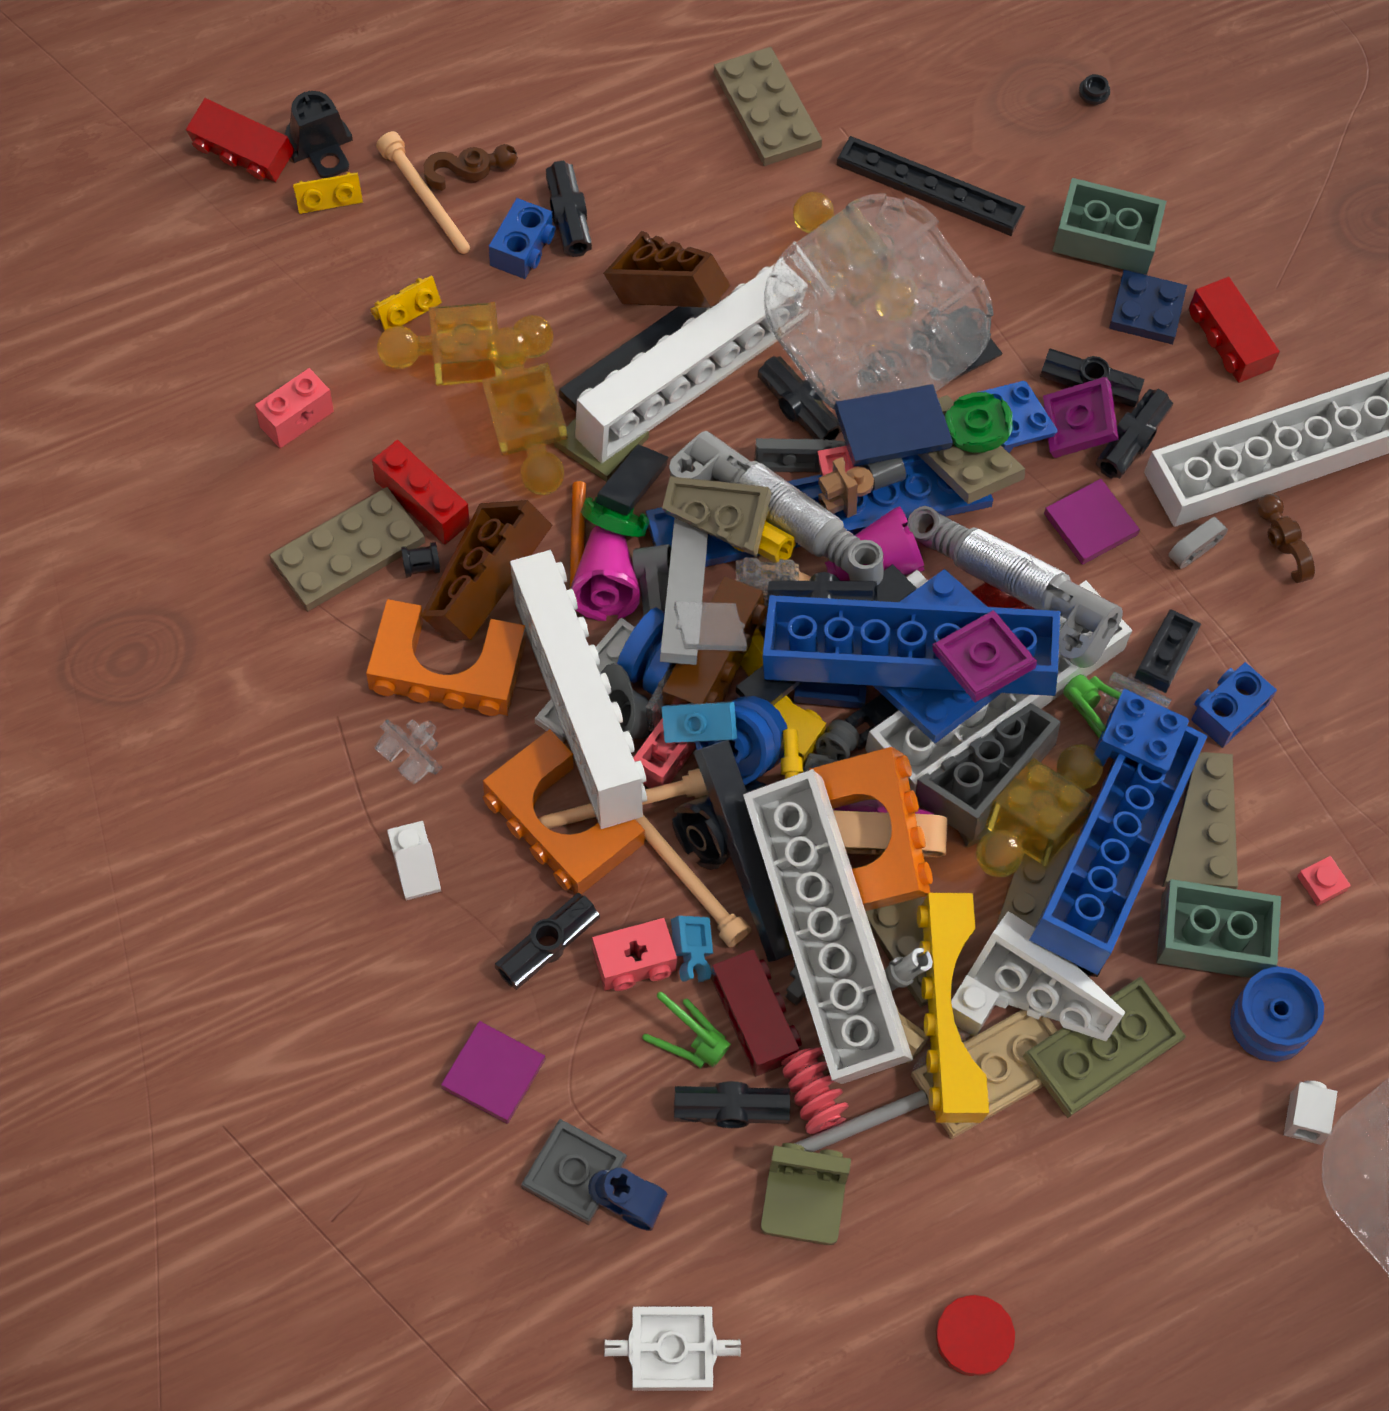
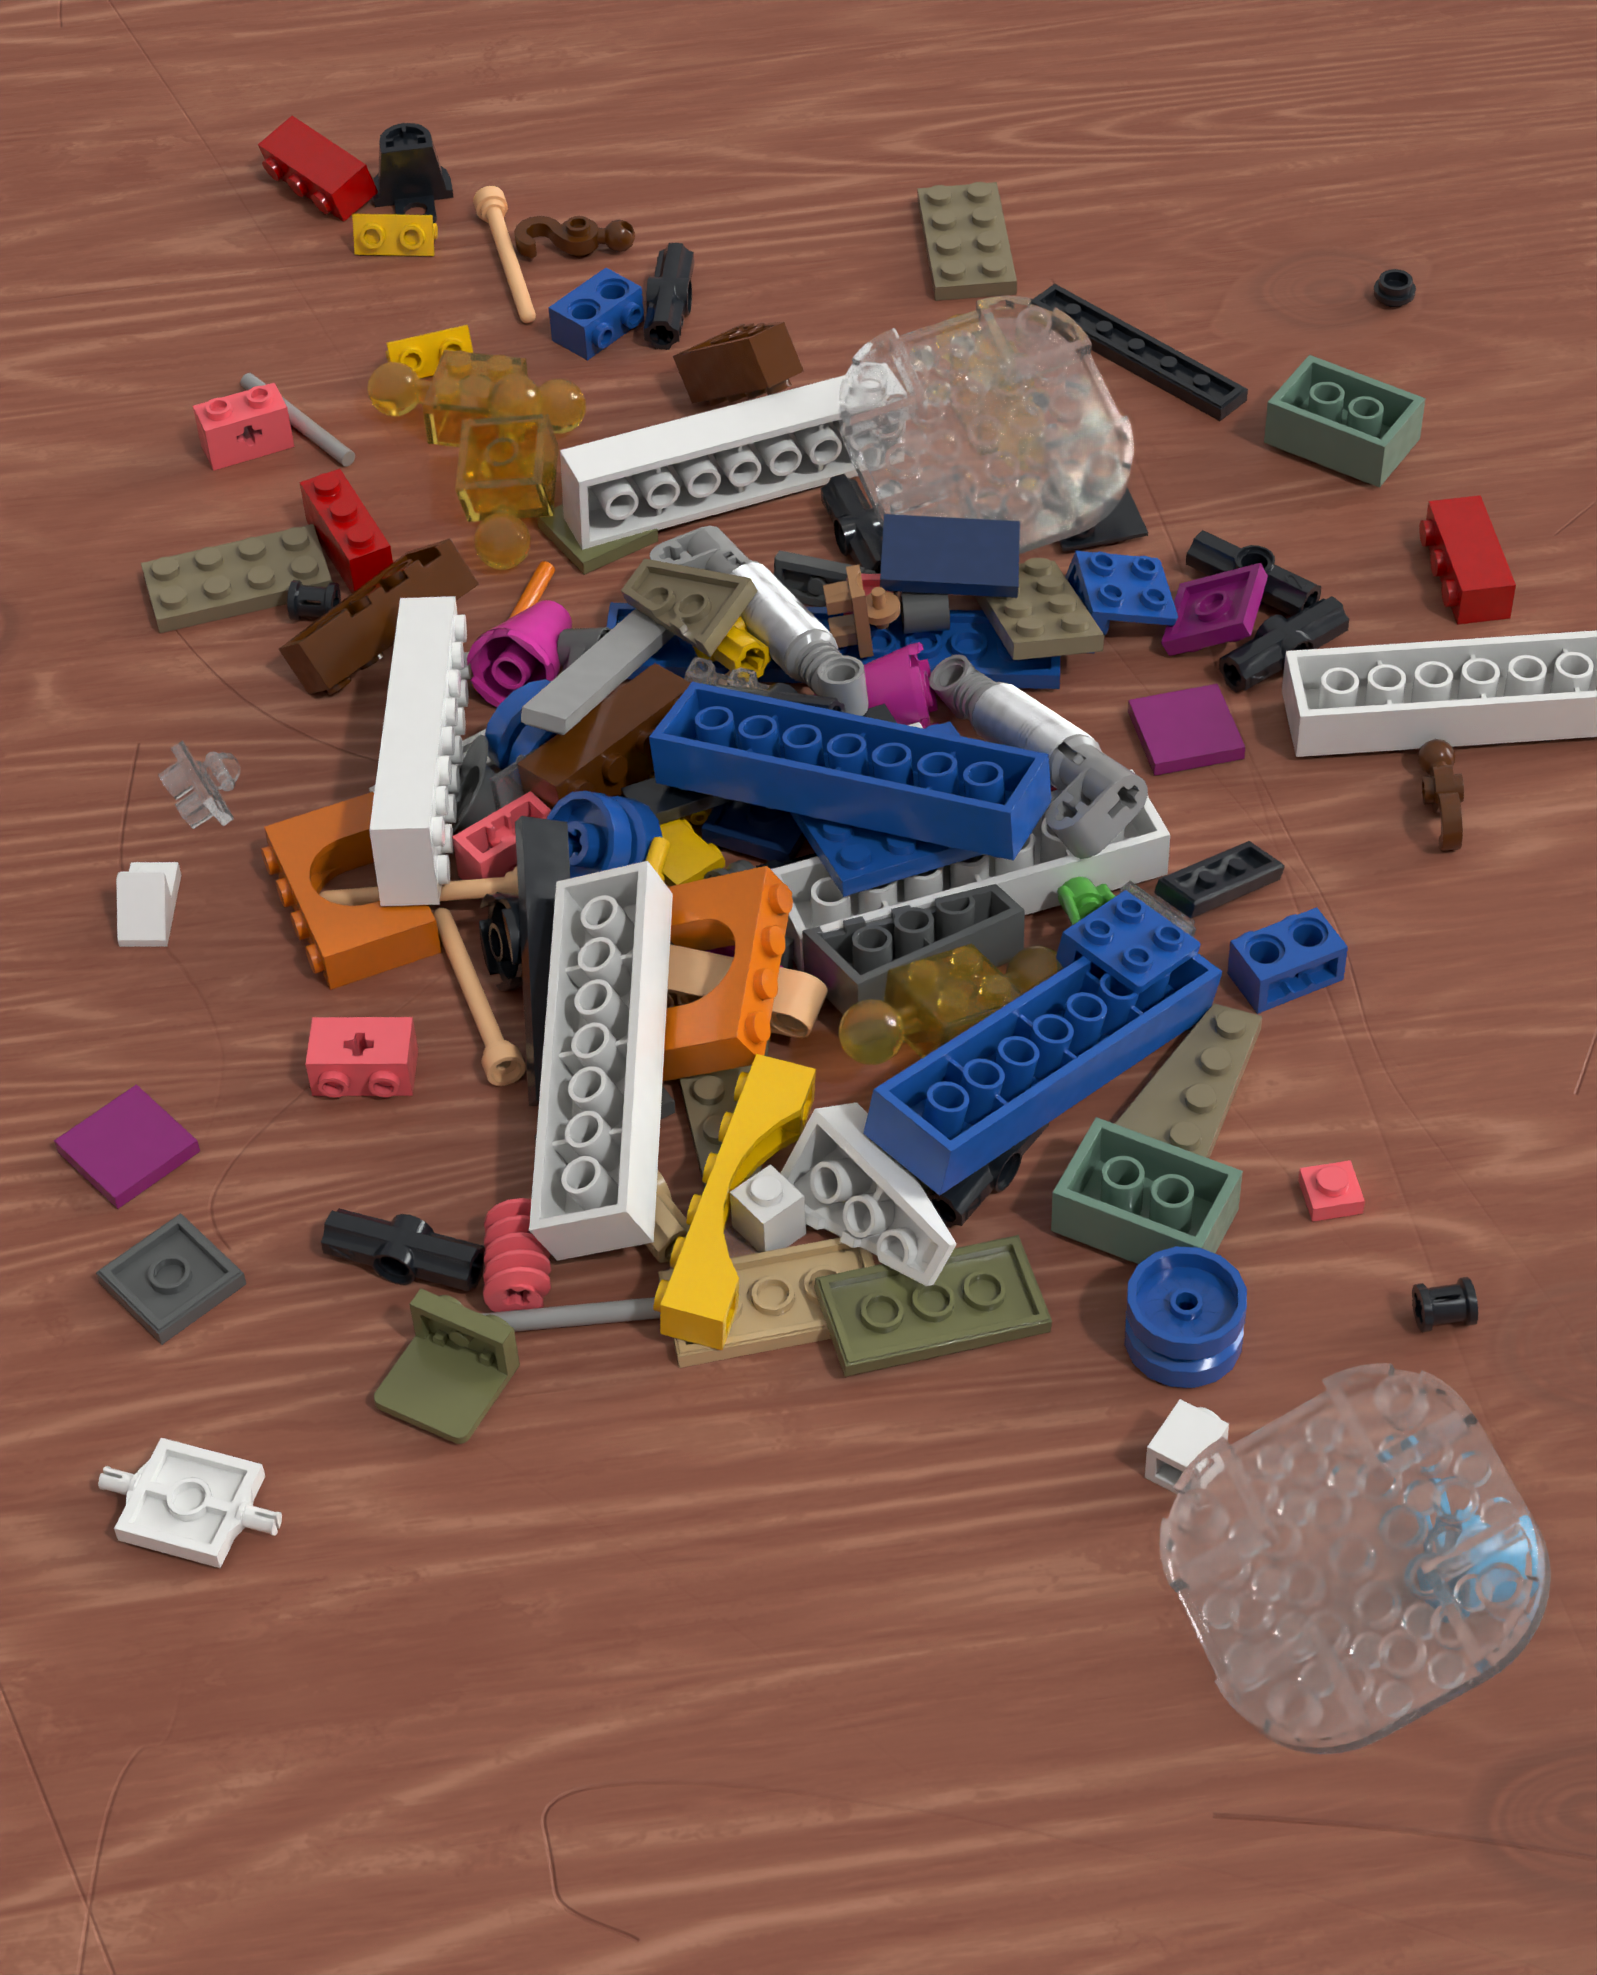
camera: 25 degrees right, 15 degrees down
(337, 391) = (308, 427): none -> light grey bar
(483, 687) = (323, 740): orange arch -> none
(531, 956) = (261, 1017): black piece -> none
(613, 521) = (566, 597): green tile -> none
(632, 480) = (597, 566): black tile -> none
(633, 1198) = (222, 1320): dark blue piece -> none
(693, 942) = (444, 1061): dark azure plate -> none
(699, 722) = (545, 798): dark azure plate -> none
(709, 1043) = (407, 1177): bright green plant -> none
(710, 626) = (601, 698): clear piece -> none
(755, 1011) = (483, 1149): dark red brick -> none
(904, 969) = (689, 1143): light grey pin -> none
(975, 1335) = (598, 1598): red tile -> none
(979, 422) = (1065, 576): green tile -> none
(984, 656) = (922, 778): magenta tile -> none
(1148, 307) = (1366, 520): dark blue plate -> none
(1197, 542) = (1318, 775): light grey beam -> none

